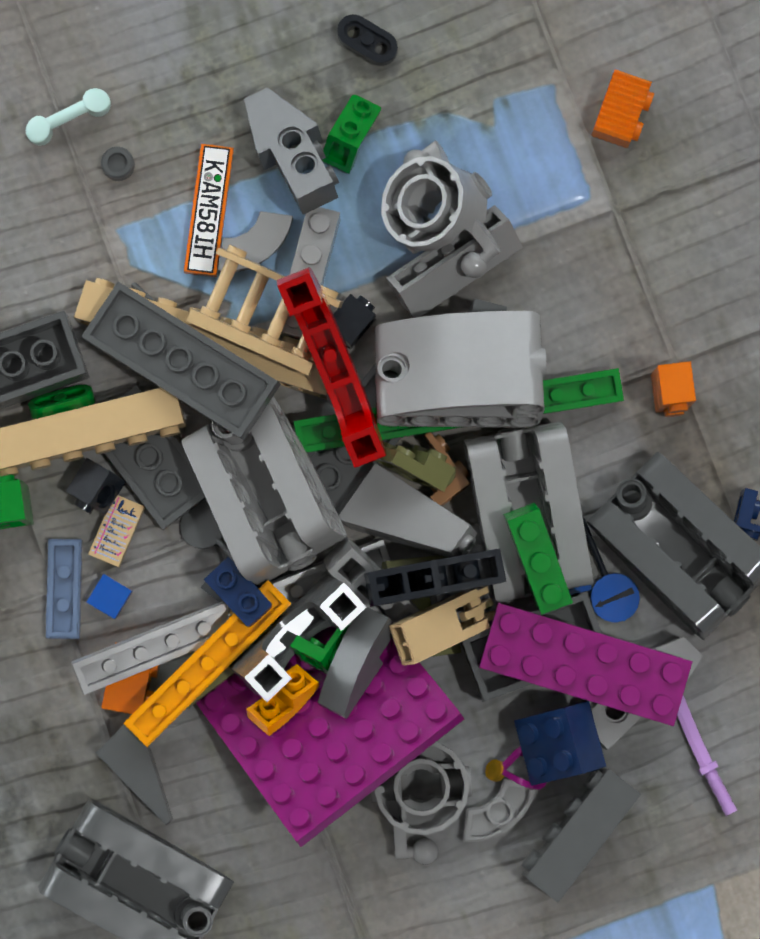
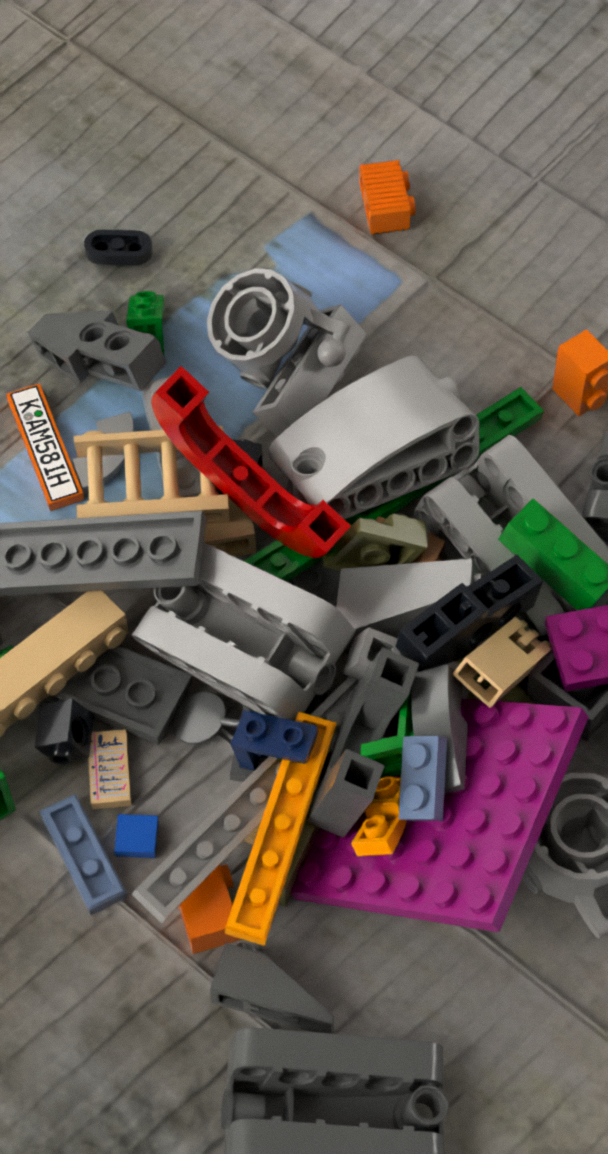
camera: 25 degrees left, 25 degrees down
(320, 695) = (422, 778): none -> sand blue plate

